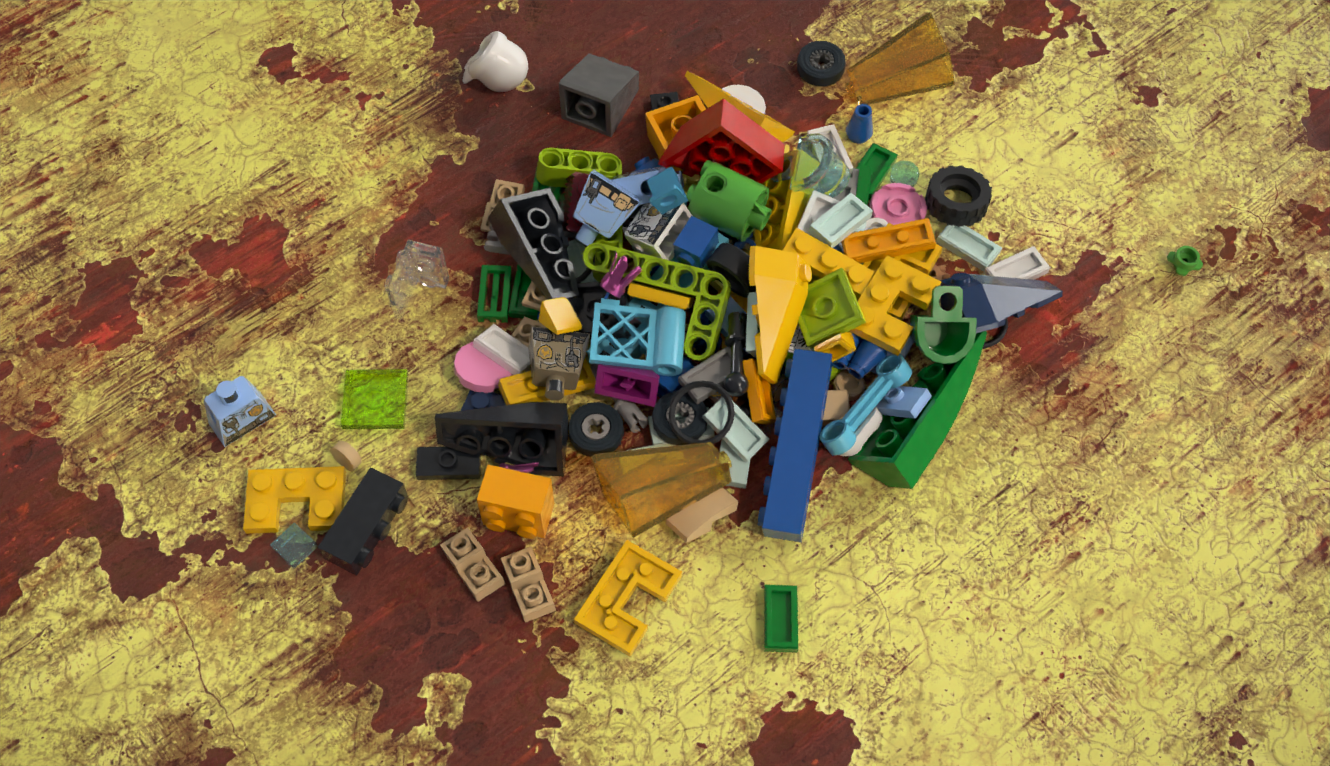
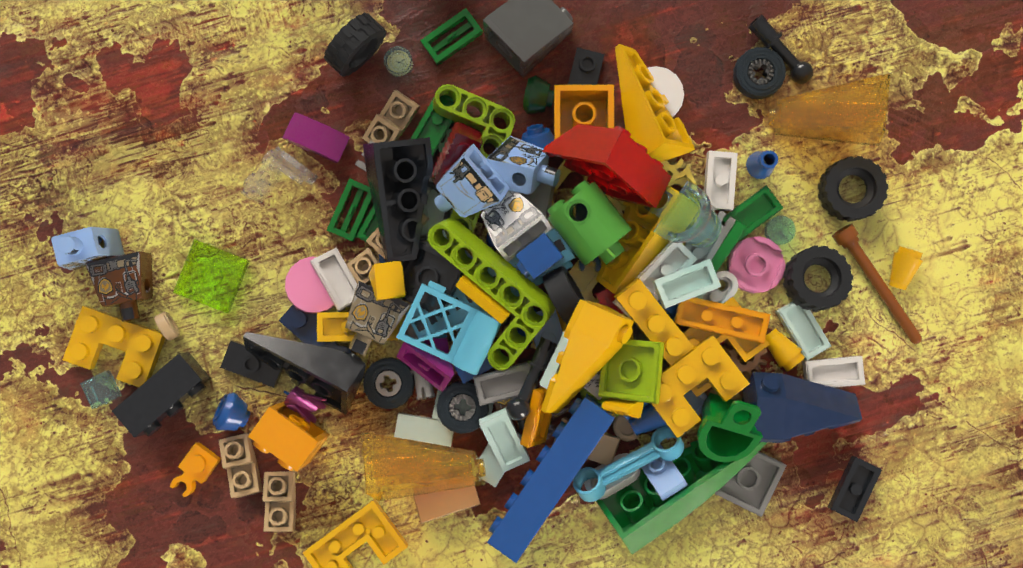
camera: 25 degrees right, 25 degrees up
(285, 430) = (123, 282): none -> torso
(424, 583) = (197, 467): none -> light orange plate
(444, 511) = (231, 413): none -> blue cone
(445, 149) = (354, 44): none -> black tyre
(450, 239) = (315, 137): none -> magenta slope
(489, 159) = (398, 61): none -> clear light blue tile
(537, 132) = (444, 28): none -> green tile
(612, 280) = (447, 274): flat silver piece -> none
(631, 140) = (537, 95): none -> dark green cone
(666, 191) = (533, 195): dark azure bracket -> none
(697, 384) = (504, 425): black tyre -> none
(813, 32) = (801, 71): none -> black pin
(955, 102) = (875, 188): none -> black tyre
(959, 262) = (784, 350): none -> yellow cone
(968, 159) = (848, 239): none -> dark orange piece
(993, 390) = (754, 483): none -> light grey tile
(1029, 161) = (904, 267): none -> yellow cone
(1091, 357) = (854, 488): none -> black plate
(1187, 254) = (1002, 427): bright green plate -> none

